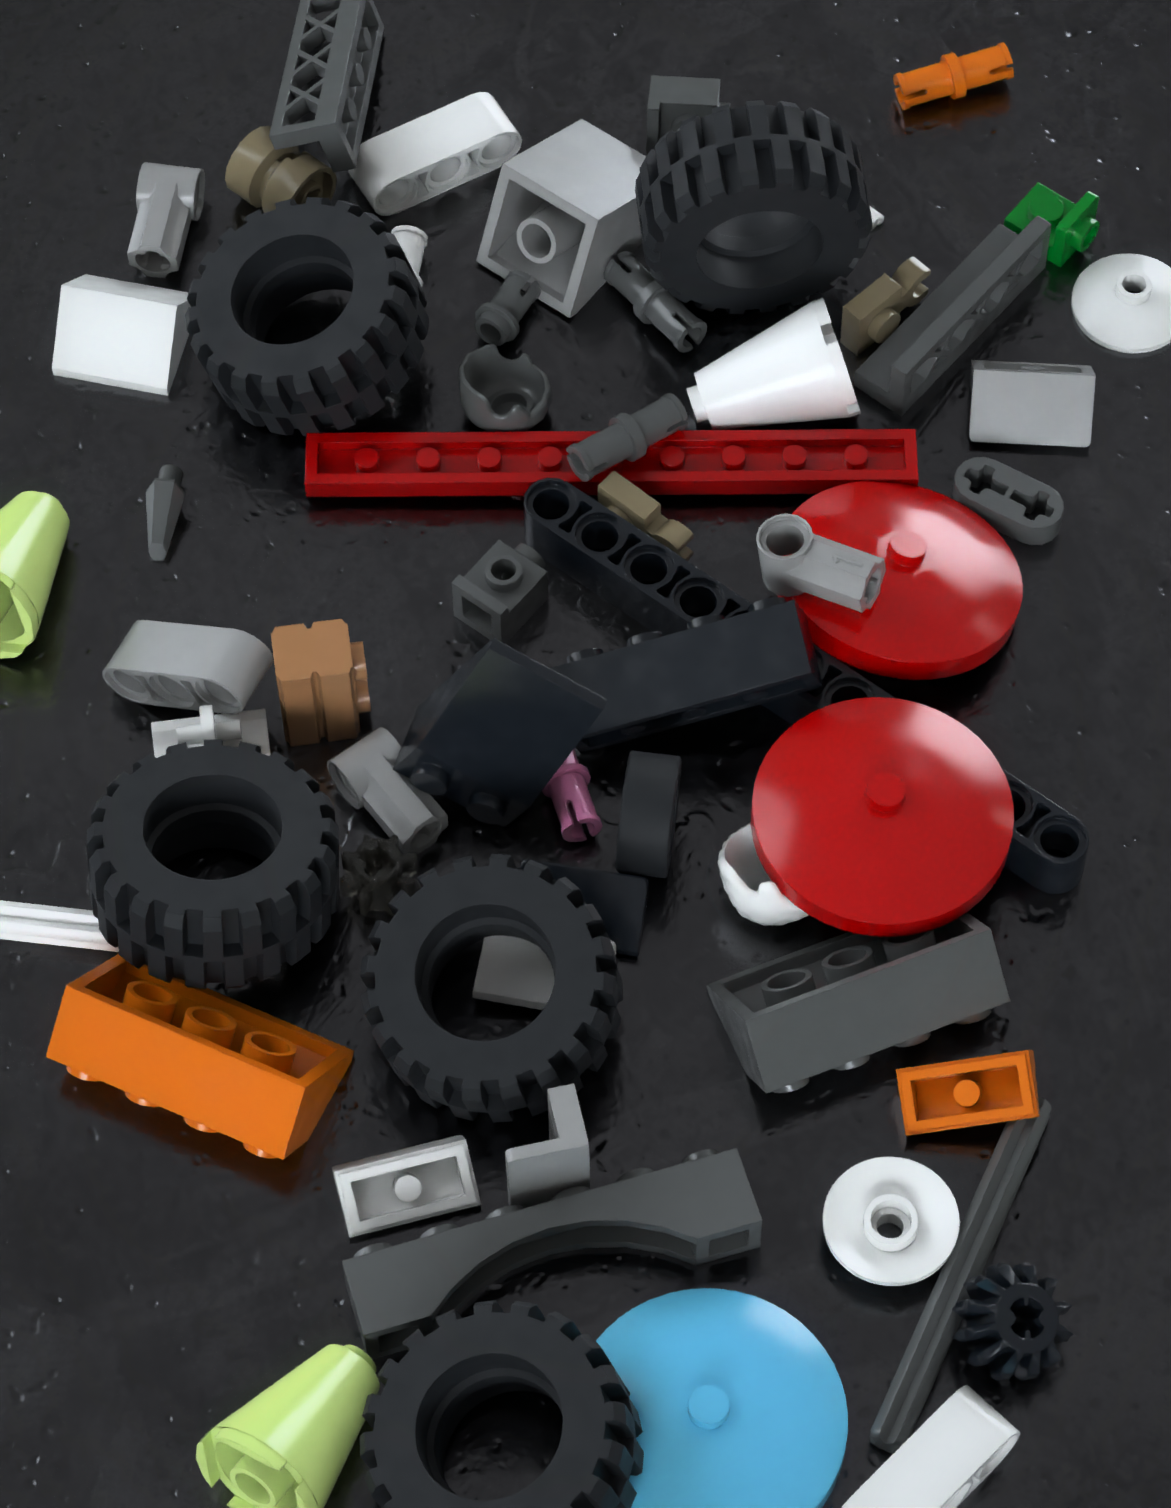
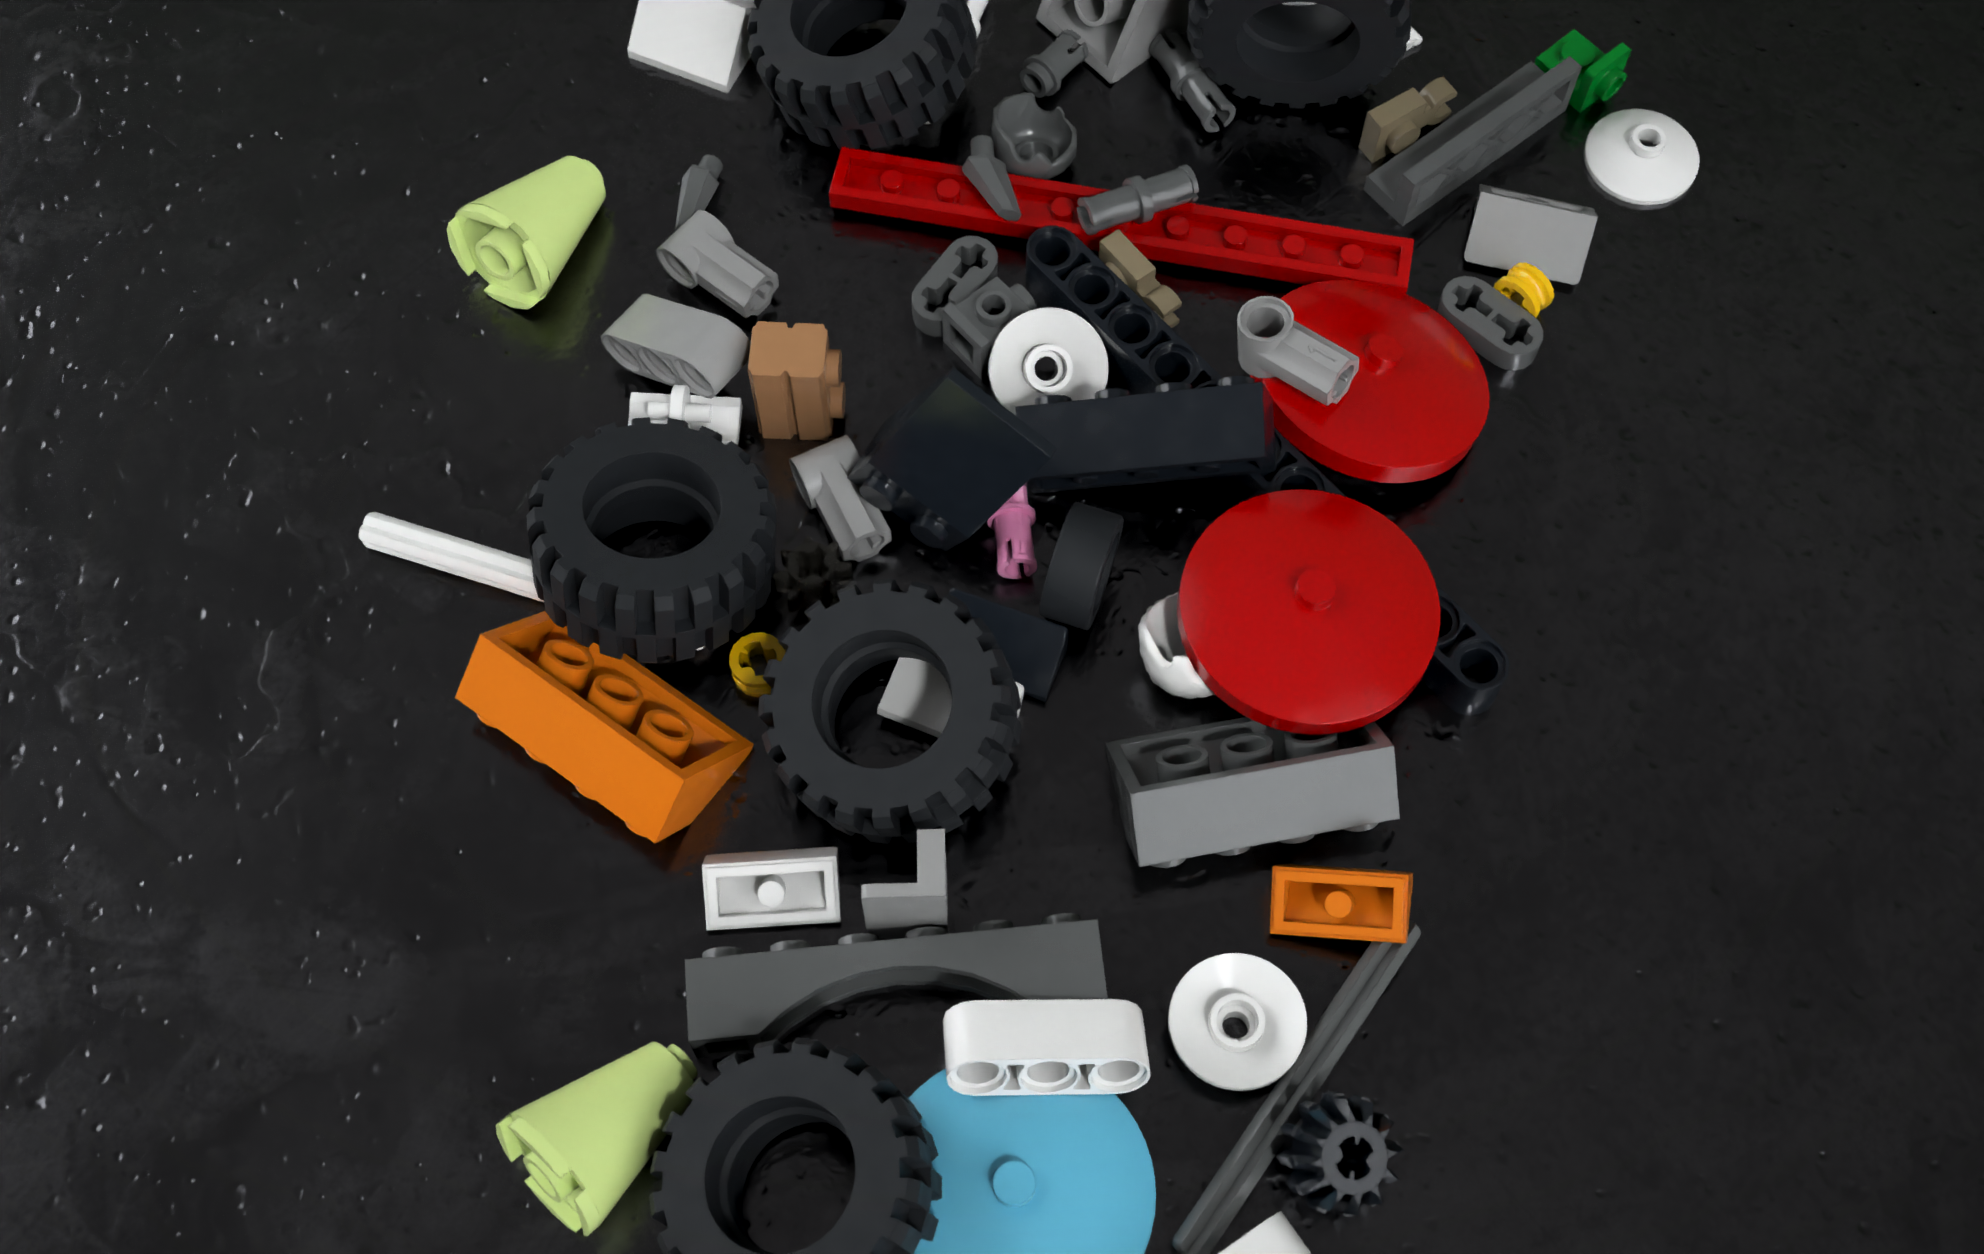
camera: 10 degrees right, 5 degrees up
(191, 570) = (707, 256): none -> light grey piece
(331, 986) = (740, 655): none -> yellow bush
(443, 551) = (946, 279): none -> dark grey beam
(471, 440) = (991, 178): none -> dark grey bar
(582, 592) = (1050, 333): none -> white dish
(711, 1276) = (1045, 1047): none -> white beam
(778, 376) = (1293, 167): white cone -> none
(1038, 459) = (1527, 288): none -> yellow bush

